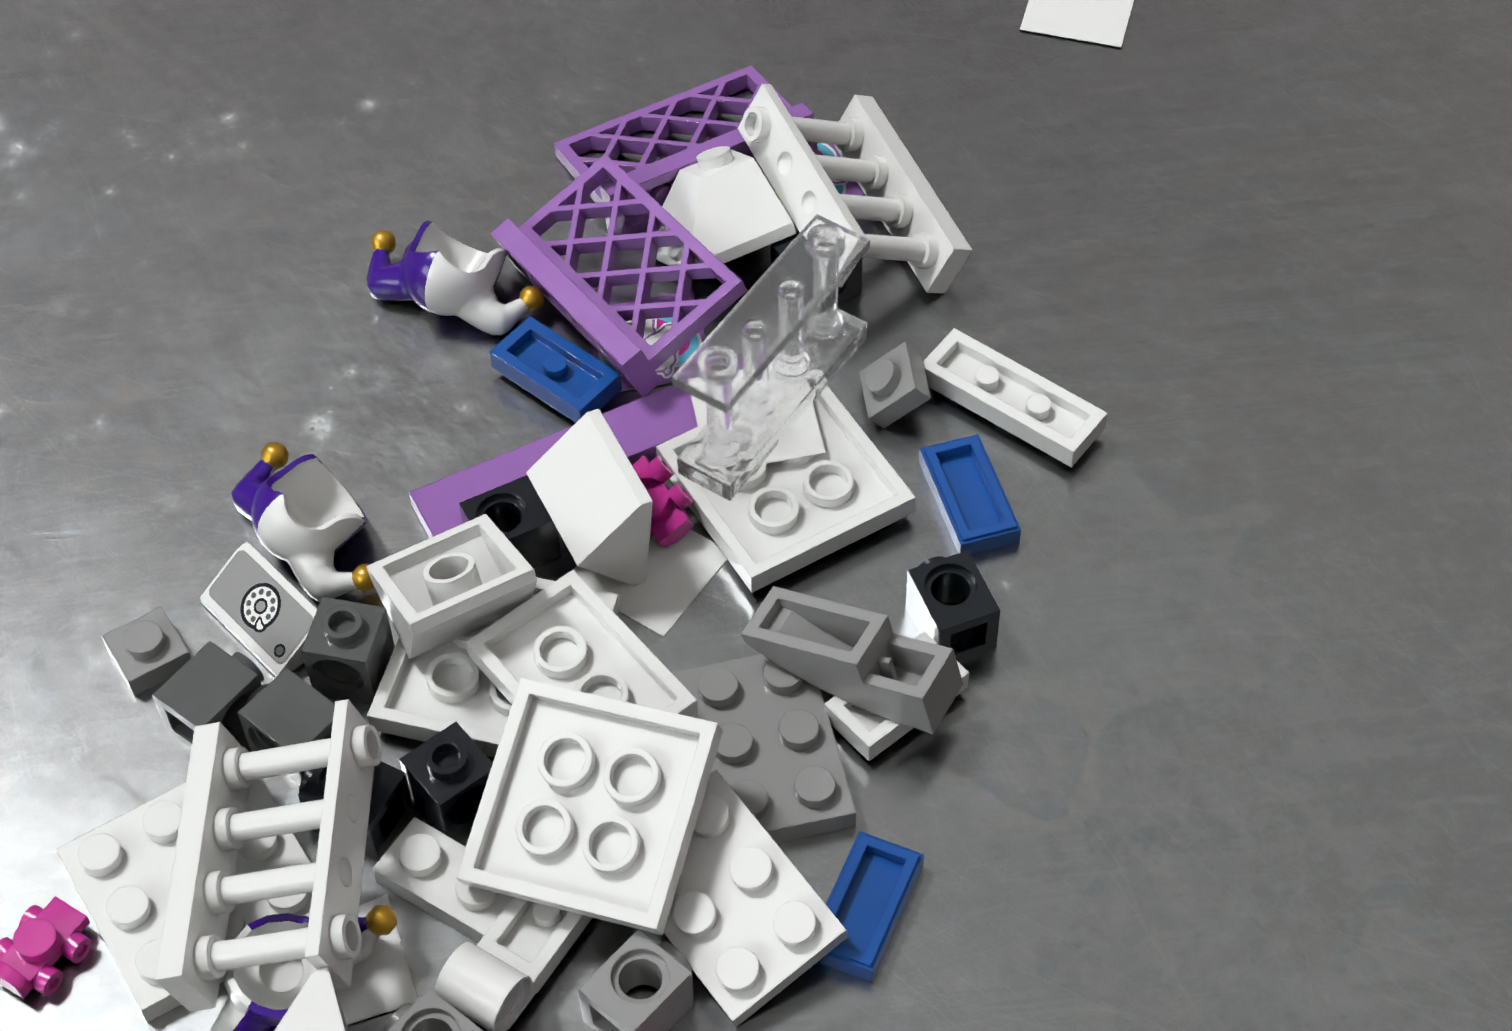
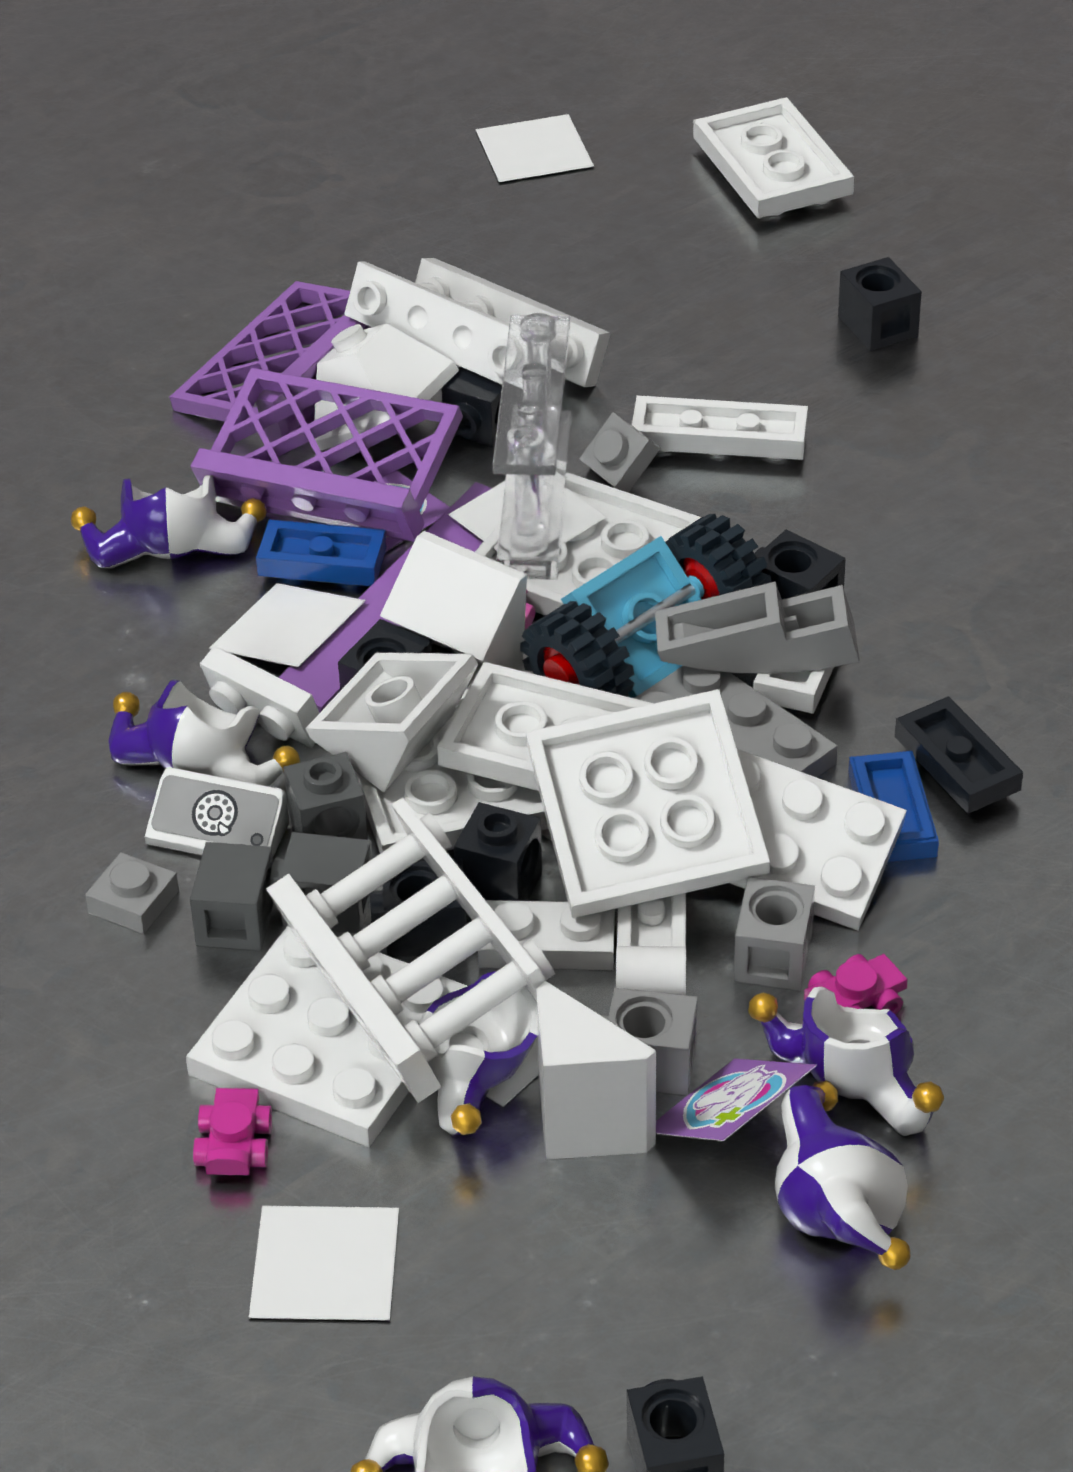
camera: 30 degrees left, 10 degrees down
(378, 487) = (238, 684): none -> white plate
(475, 432) = (287, 624): none -> white sticker
(742, 565) = (608, 625): none -> plate
(963, 883) = (958, 754): none -> black plate
(969, 495) = (728, 495): blue tile -> none
(1268, 324) = (879, 303): none -> black brick
(1291, 110) = (773, 157): none -> white plate

